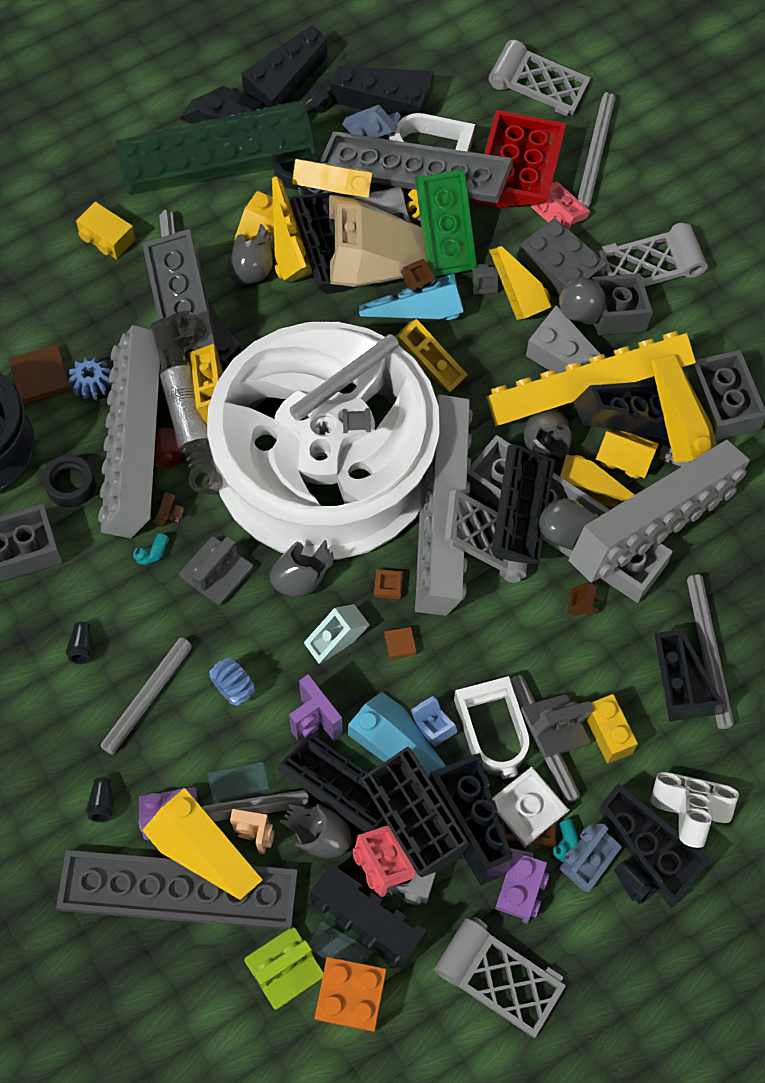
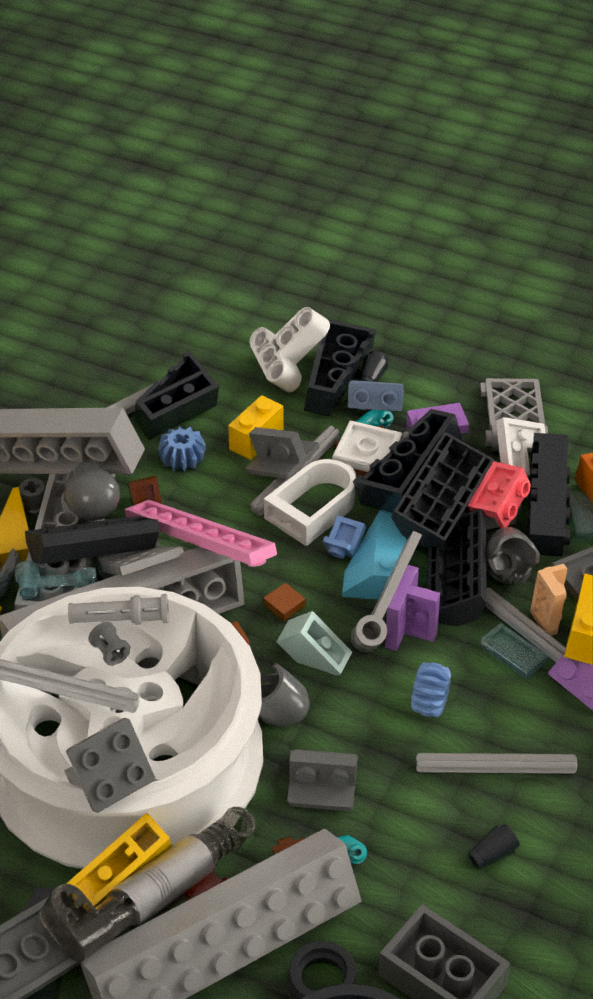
camera: 120 degrees left, 20 degrees down
(245, 366) = (109, 765): none -> dark grey bracket
(322, 675) = (372, 629): none -> light grey piece
(379, 451) = (79, 612): none -> light grey pin
(439, 919) = (516, 440): none -> white plate
(473, 579) = (206, 533): none -> bright pink plate
(500, 446) = (29, 579): none -> clear light blue brick
(614, 663) = (181, 448): none -> medium blue gear

